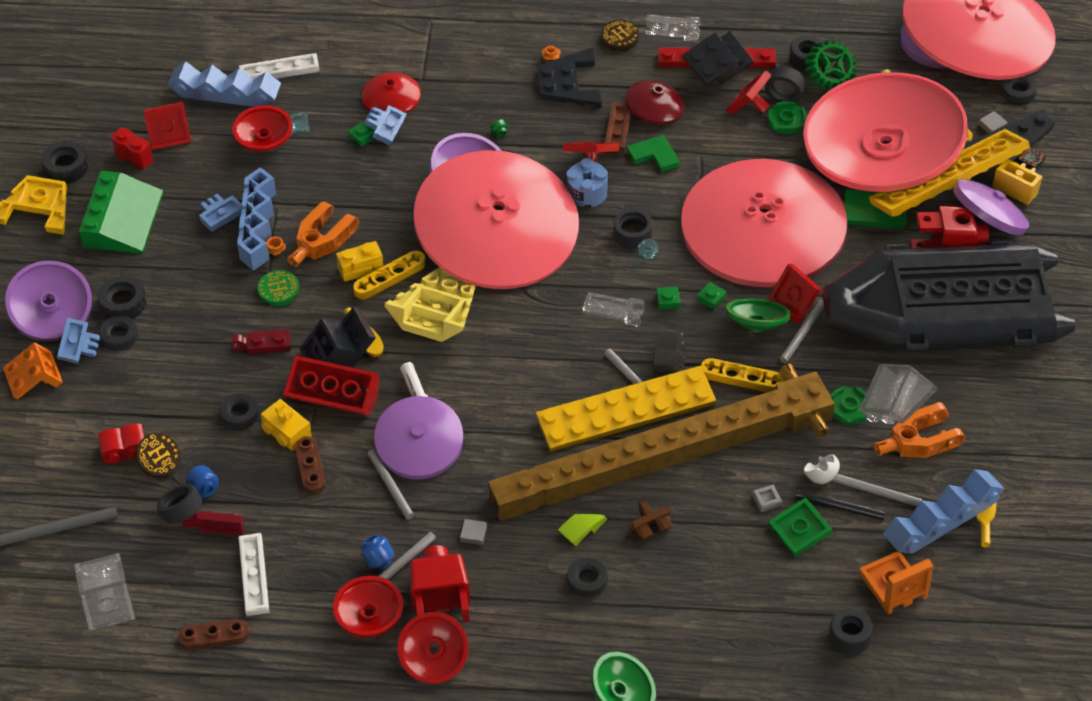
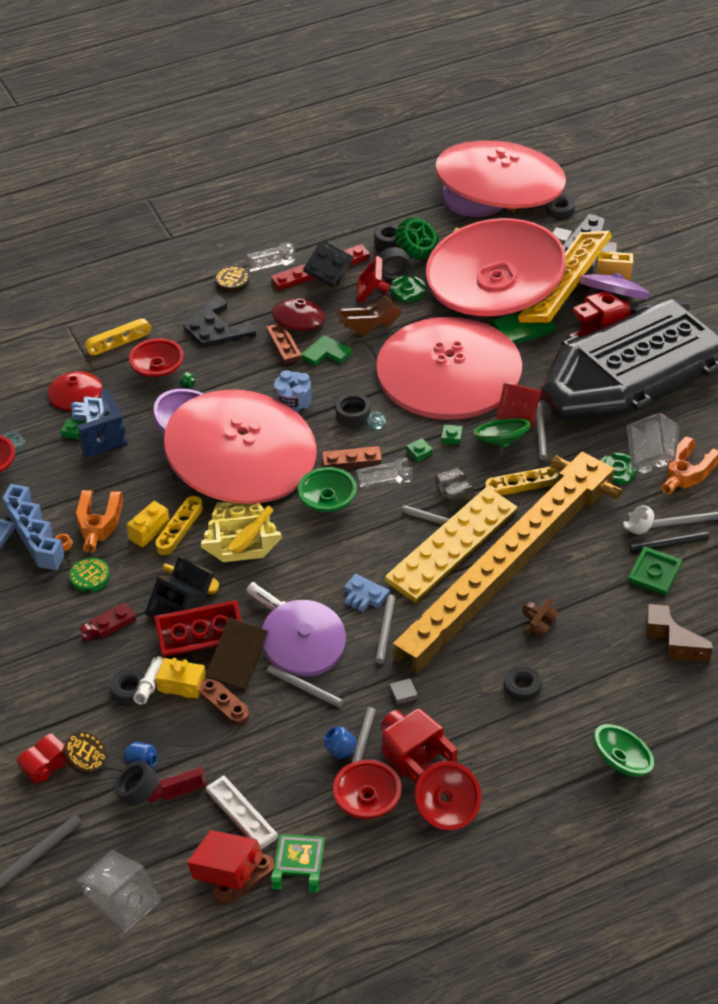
camera: 30 degrees left, 5 degrees down
(204, 608) = (225, 859): none -> red brick
(249, 417) = (147, 685): none -> white pin
(272, 638) = (298, 857): none -> green flag
(347, 425) = (237, 654): none -> dark brown tile
(389, 149) = (110, 426): none -> dark blue bracket
(438, 311) = (249, 532): none -> yellow piece
(466, 56) = (140, 327): none -> yellow beam
(482, 92) = (156, 357): none -> red dish
(508, 419) = (364, 593): none -> medium blue hinge
(510, 455) = (385, 629): none -> light grey bar
(543, 300) = (327, 489): none -> green dish
(550, 53) = (187, 312): orange plate -> none
(580, 525) = (486, 647): lime slope -> none
(590, 148) = (278, 364): red tile -> none
(597, 278) = (352, 457): none -> plate
(711, 134) = (364, 319): none -> reddish brown arch
(764, 608) = (680, 642): none -> arch
(767, 498) = (612, 561): light grey tile -> none

